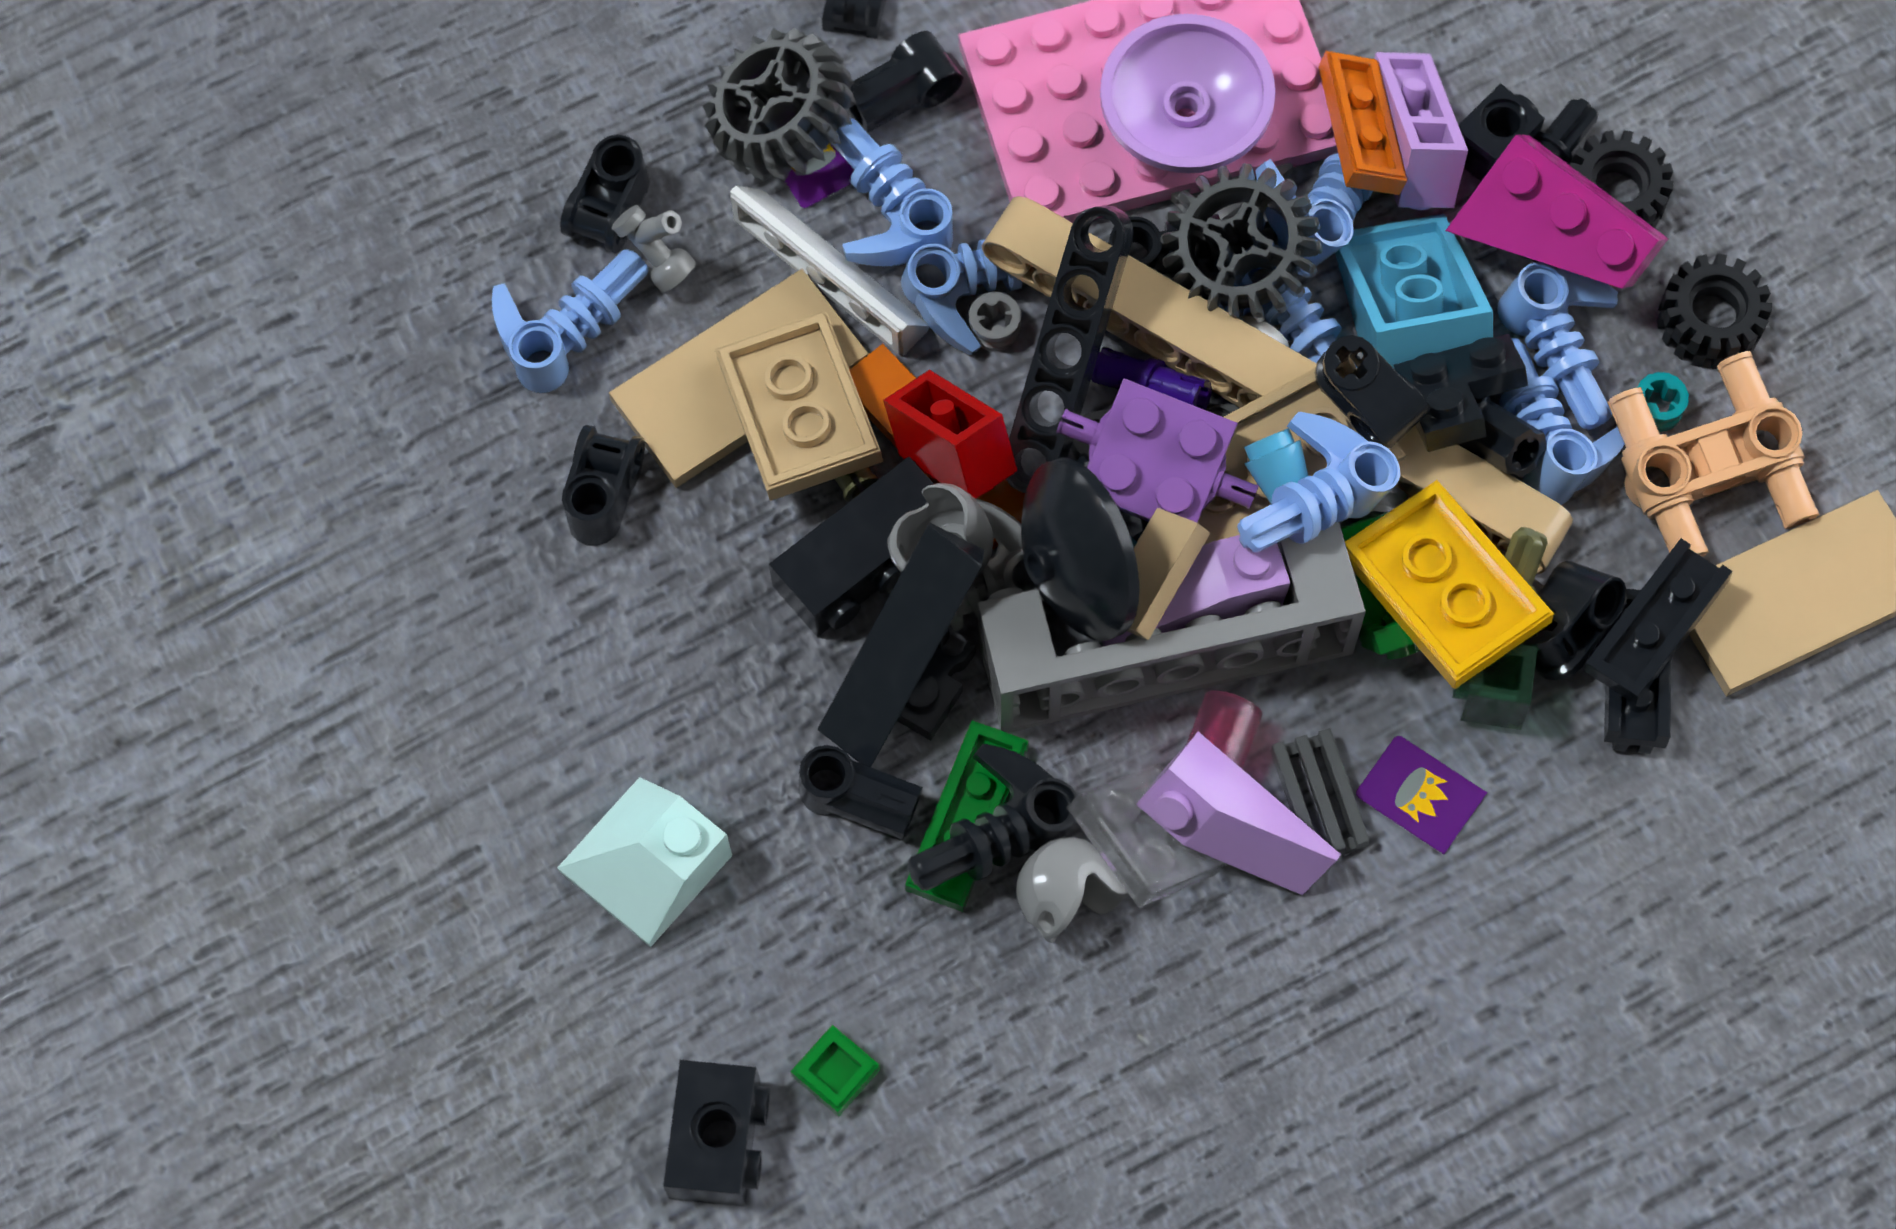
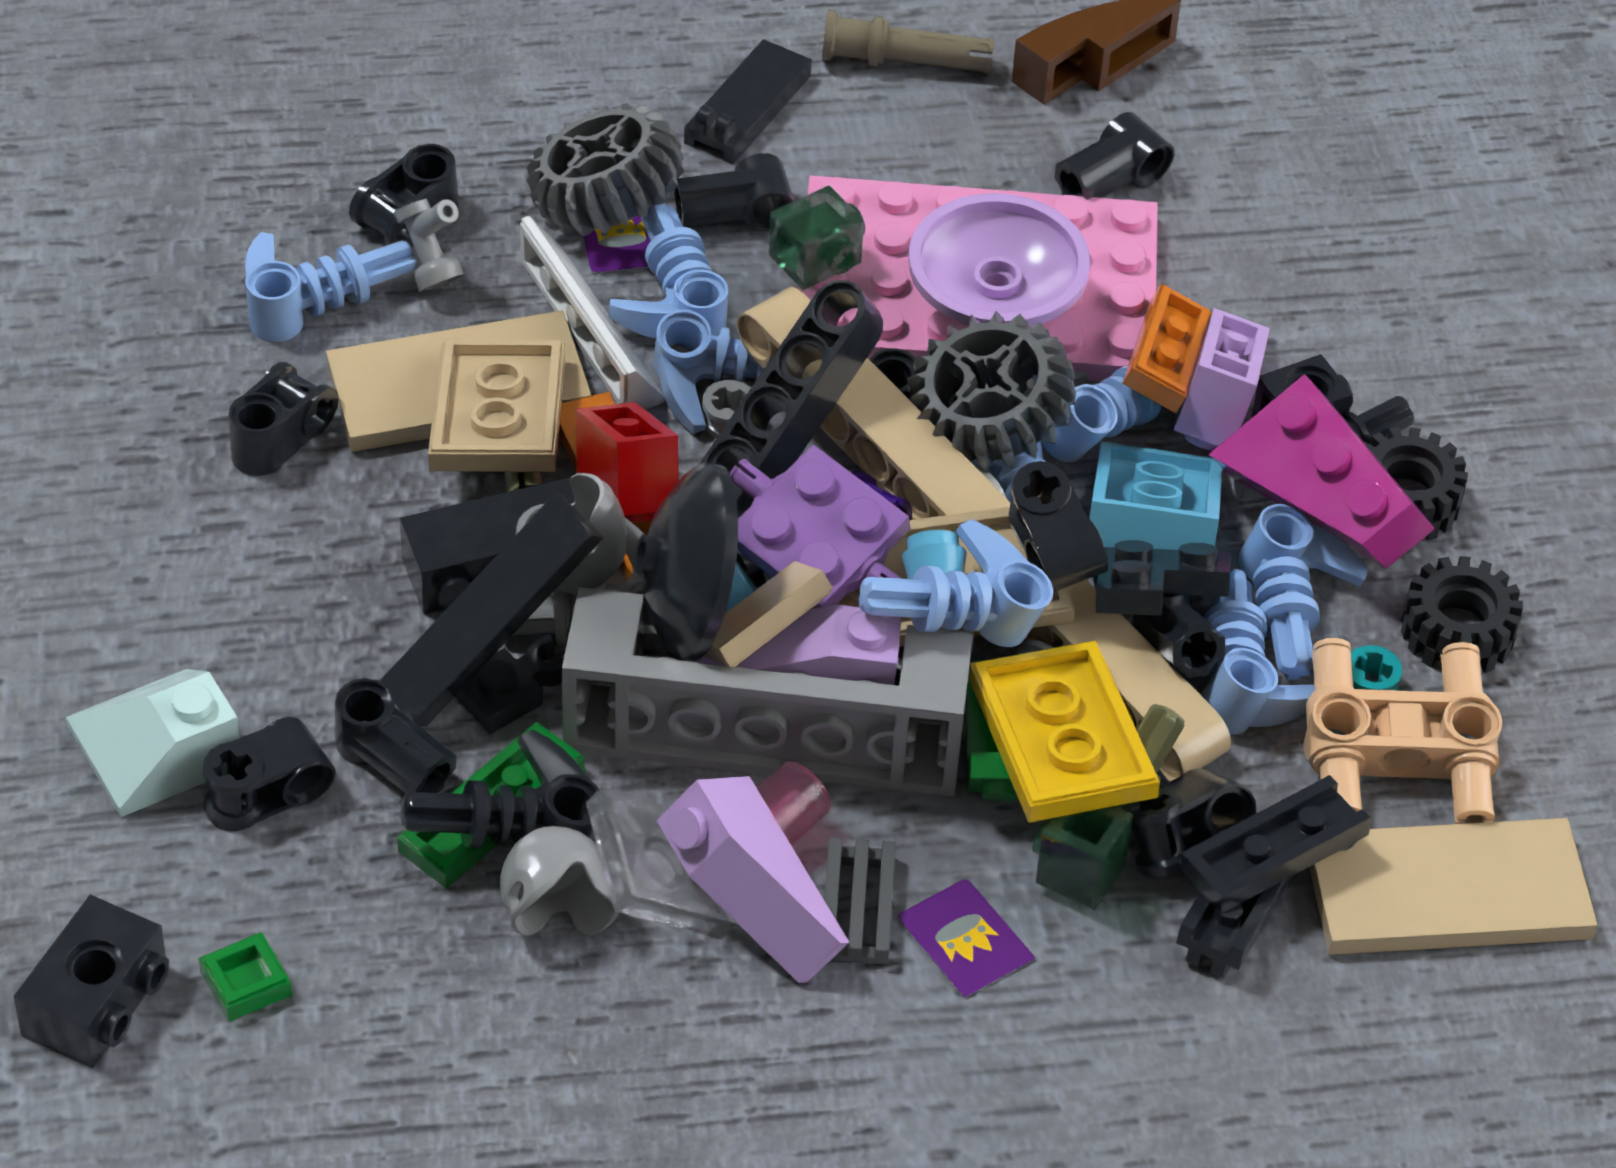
camera: 15 degrees right, 20 degrees down
(771, 858) = (270, 768): none -> black piece
(1008, 117) = (816, 237): none -> clear green brick

